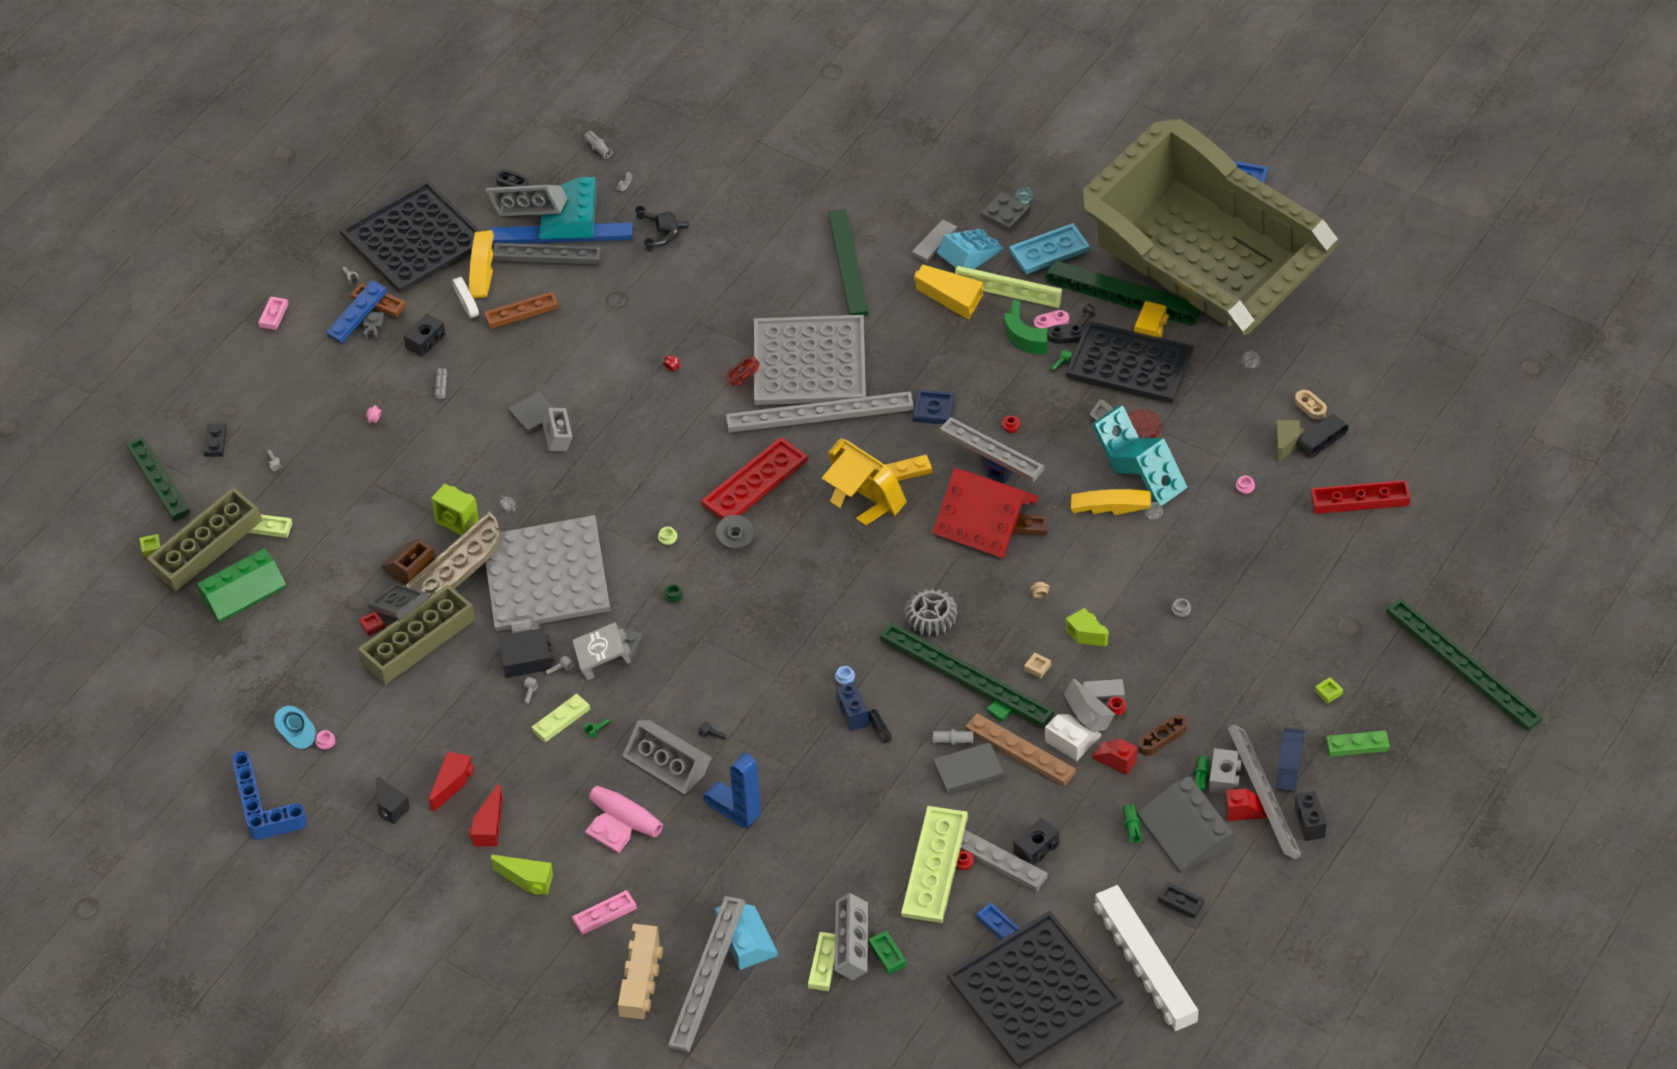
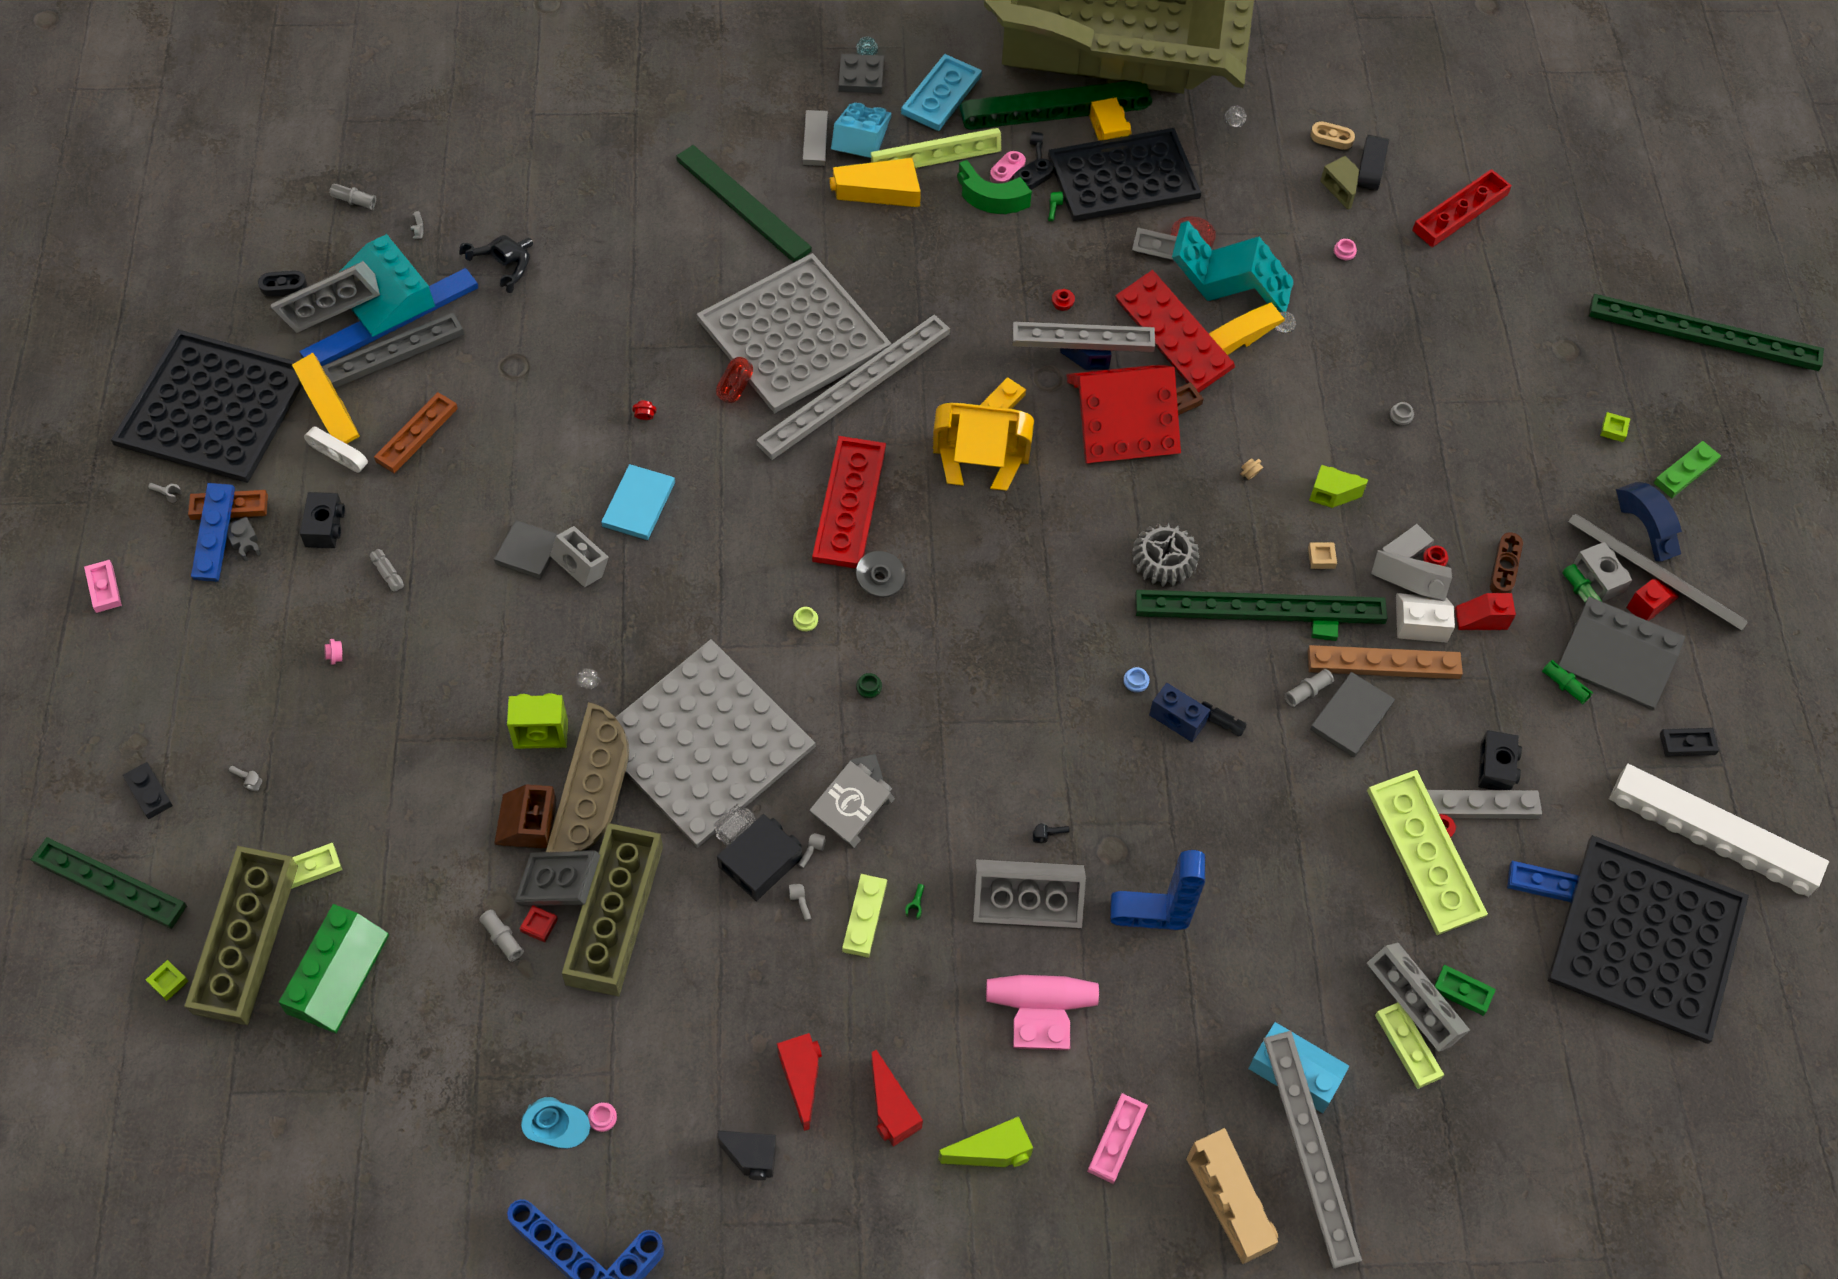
camera: 40 degrees left, 10 degrees up
(345, 617) = (501, 935): none -> light grey pin
(623, 417) = (638, 502): none -> medium azure tile
(933, 406) = (968, 320): dark blue tile -> none
(1067, 479) = (1176, 331): none -> red plate
(1310, 816) = (1724, 573): black brick -> none

